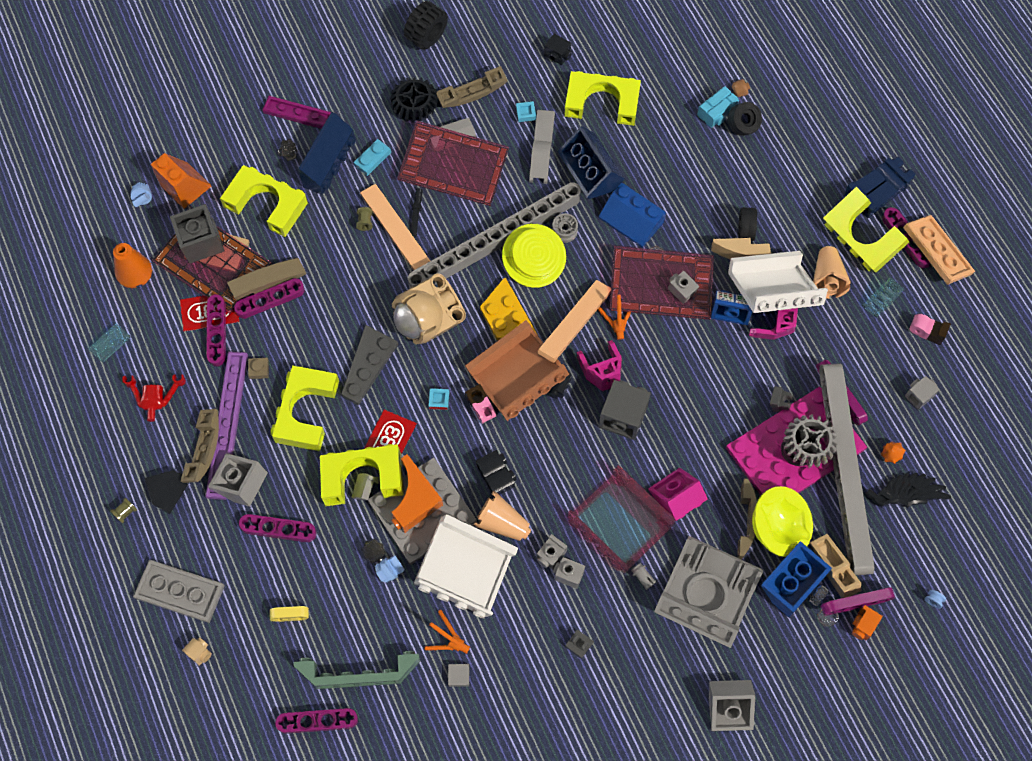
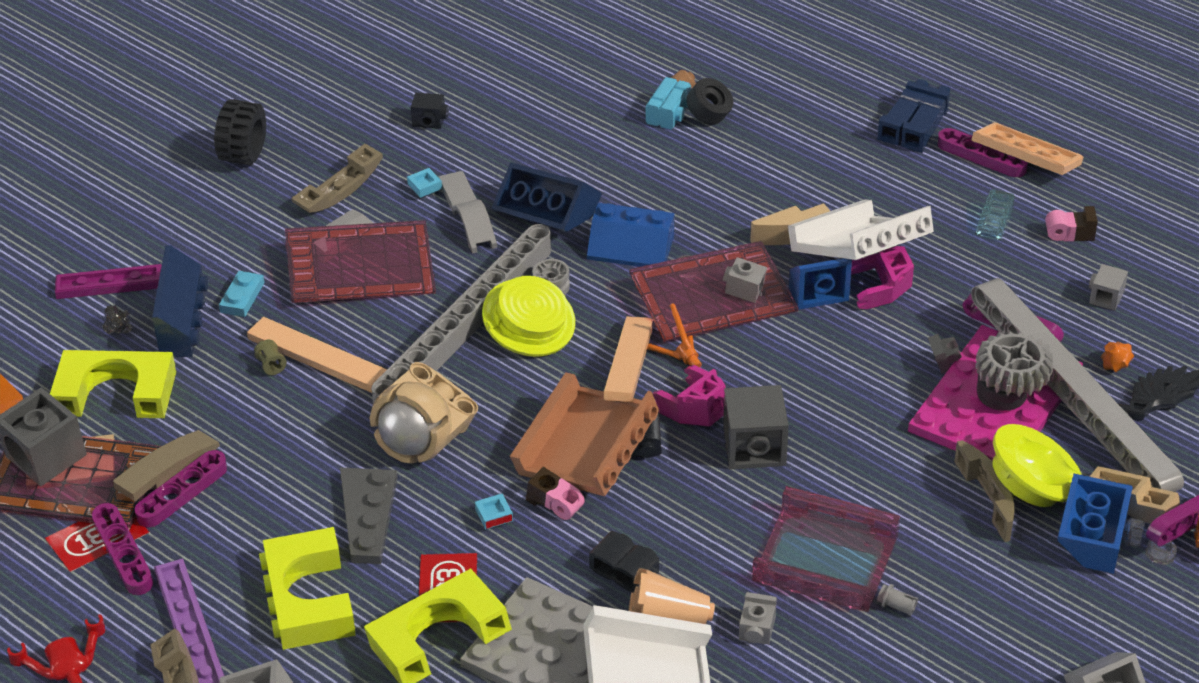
camera: 25 degrees left, 25 degrees down
(258, 368) = (209, 571): dark tan plate -> none
(363, 486) = (447, 643): tile -> none
(416, 207) = (336, 325): black piece -> none
(418, 501) = (539, 617): orange arch -> none
(424, 101) = (265, 215): black gear -> none
(503, 310) = (519, 389): yellow wing -> none
(569, 572) = (796, 632): light grey brick -> none
(585, 84) = (539, 123): neon yellow arch -> none
(678, 493) = (887, 487): dark pink slope -> none
(709, 591) = (993, 573): light grey panel -> none
(747, 223) = (782, 191): black tyre -> none
(831, 273) = (908, 198): light nougat cone -> none
(874, 254) = (953, 177): neon yellow arch -> none

